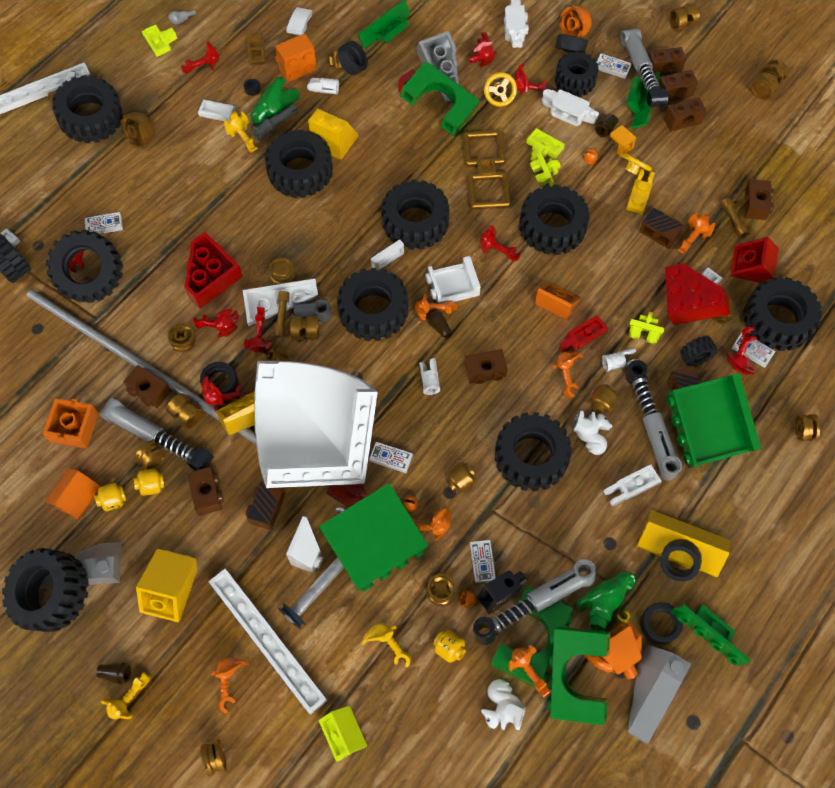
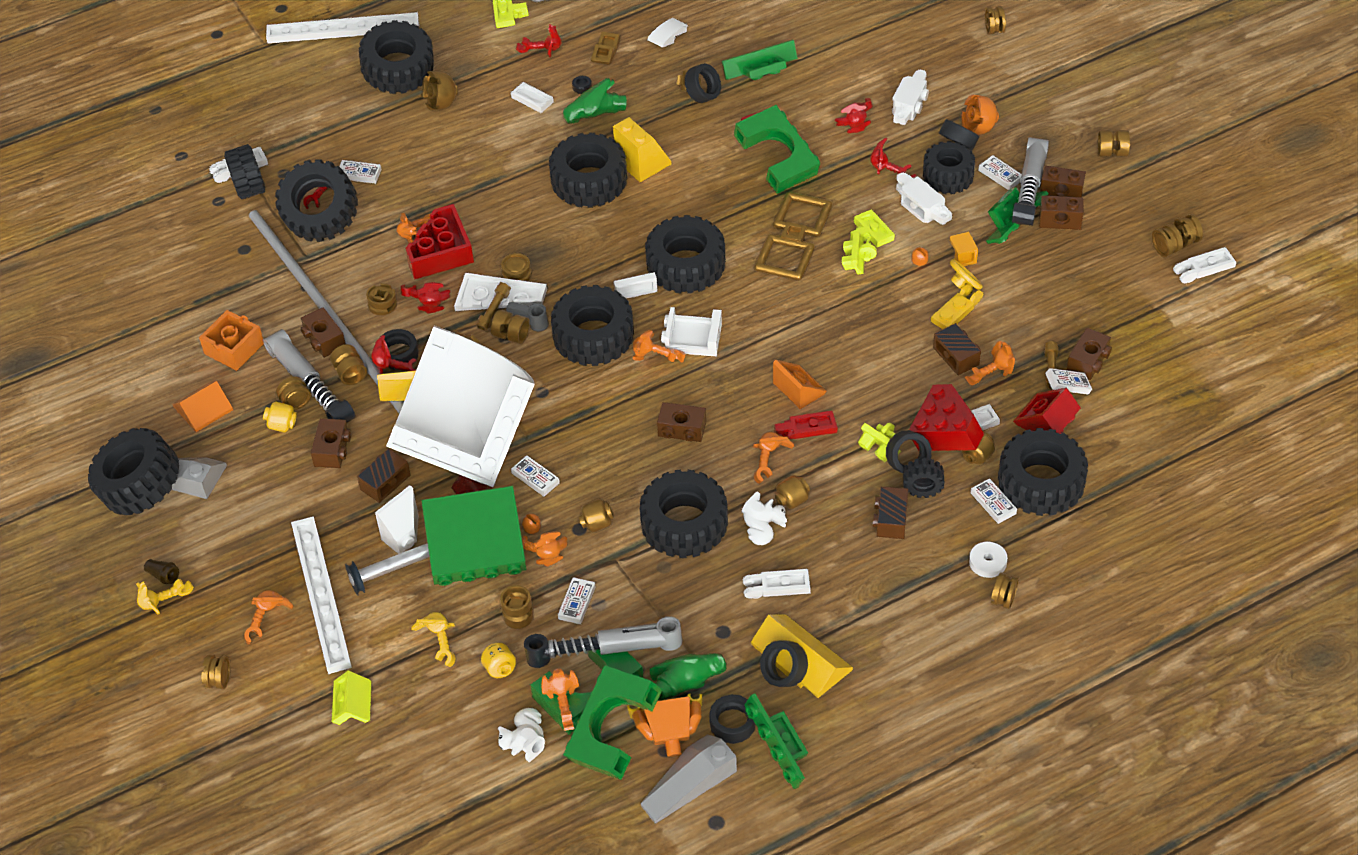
camera: 25 degrees right, 15 degrees down
(110, 497) = (236, 418): yellow head -> none
(166, 585) = (249, 511): yellow slope -> none
(172, 265) = (407, 228): none -> orange piece
(236, 125) = (544, 114): yellow piece -> none
(258, 344) = (456, 325): red piece -> none
(269, 125) = (580, 125): dark grey pin -> none
(296, 57) = (640, 66): orange brick -> none
(324, 85) = (659, 103): white hinge -> none
(430, 377) = (616, 414): white hinge -> none
(439, 323) = (654, 364): dark brown cone -> none
(441, 53) = (801, 106): light grey wedge -> none
(467, 599) = (542, 627): orange hinge -> none
(487, 88) = (858, 159): yellow piece -> none
(489, 241) = (754, 303): red piece -> none
(500, 590) = (577, 621): black torso -> none
(559, 201) = (836, 283): black tyre -> none
(606, 126) = (954, 228): dark brown cone -> none
(617, 360) = (828, 462): white hinge -> none
(654, 423) = (835, 531): piece -> none
(668, 329) = (897, 440): none -> black tyre
(685, 114) = (1053, 243): reddish brown brick -> none
(713, 420) = (896, 548): green panel -> none
(739, 361) = (968, 505): red piece -> none
(757, 228) = (1074, 381): none -> white tile
(775, 410) = (991, 551): none -> white piece
(799, 96) = (1204, 265): none -> white hinge

